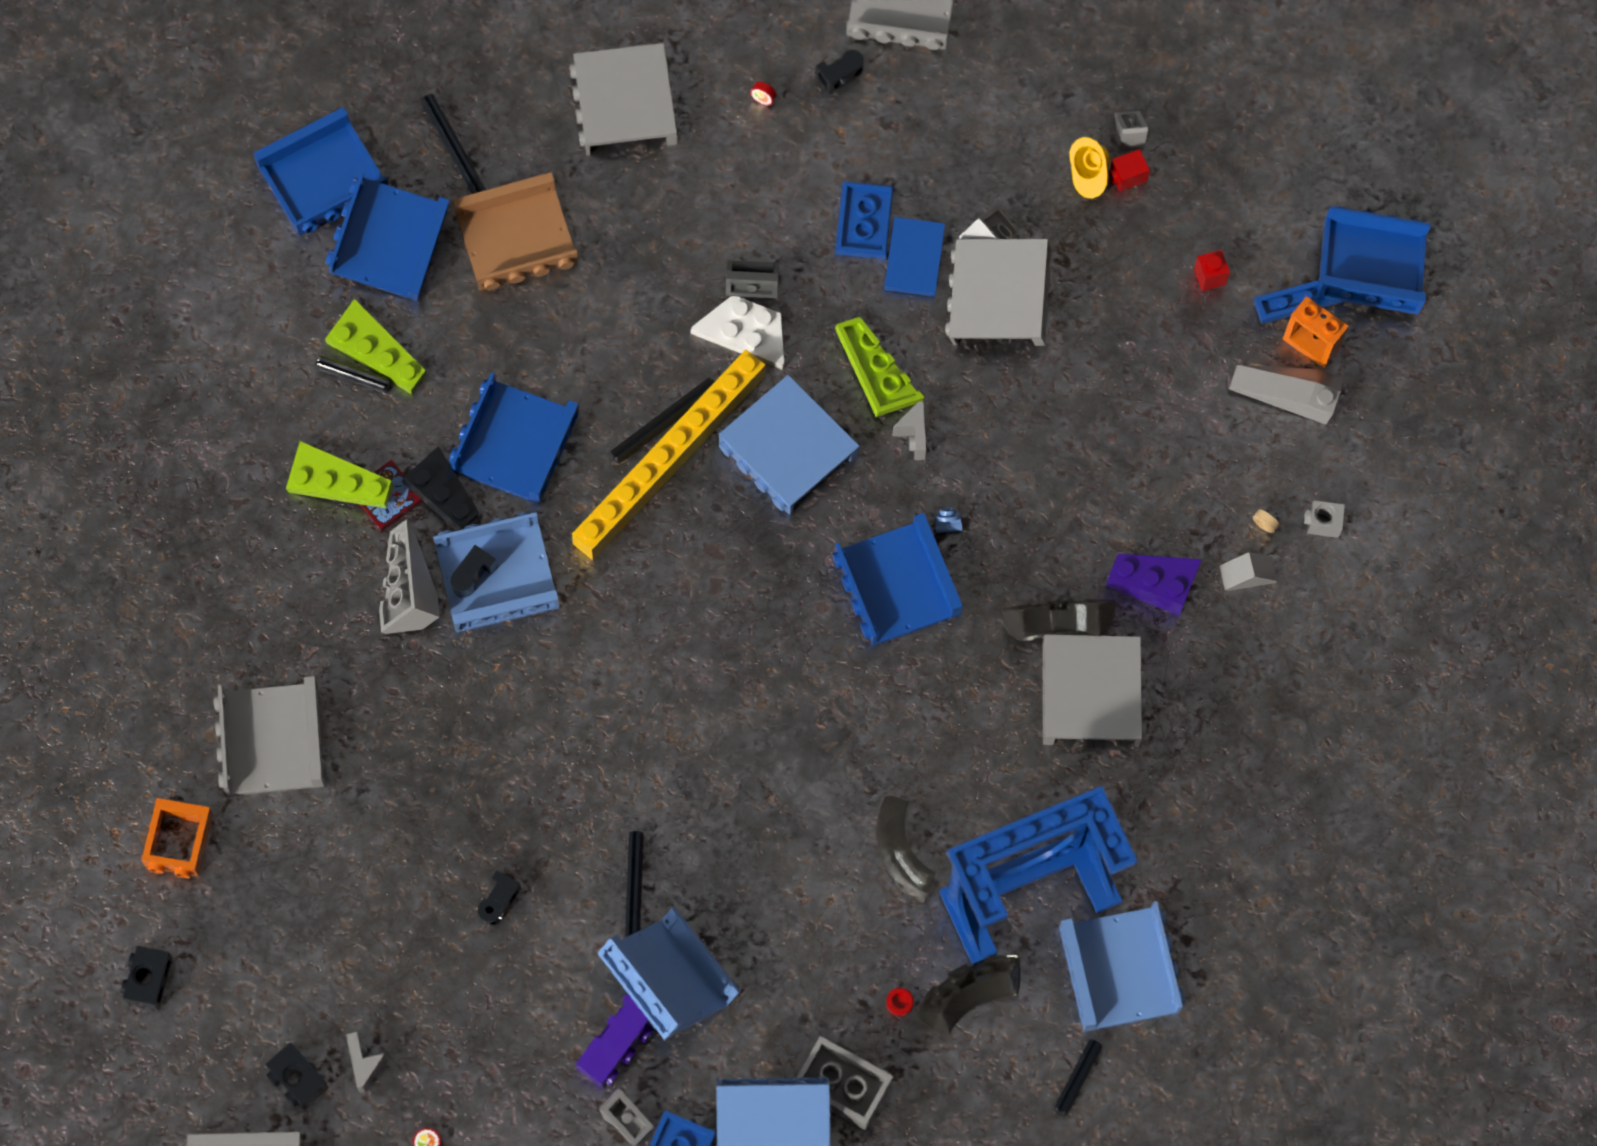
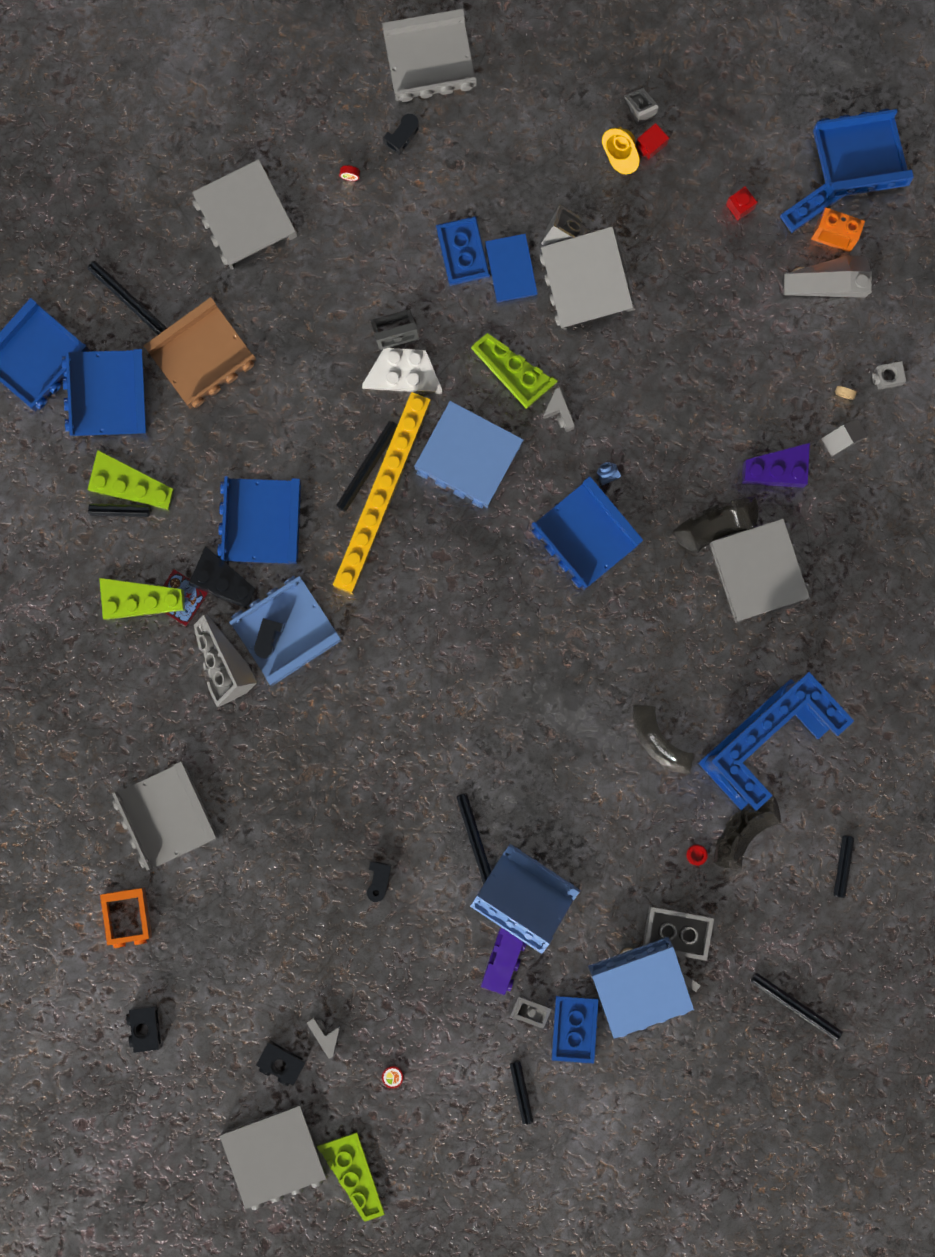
camera: 15 degrees left, 15 degrees up
(1122, 968) = (849, 774): medium blue panel -> none

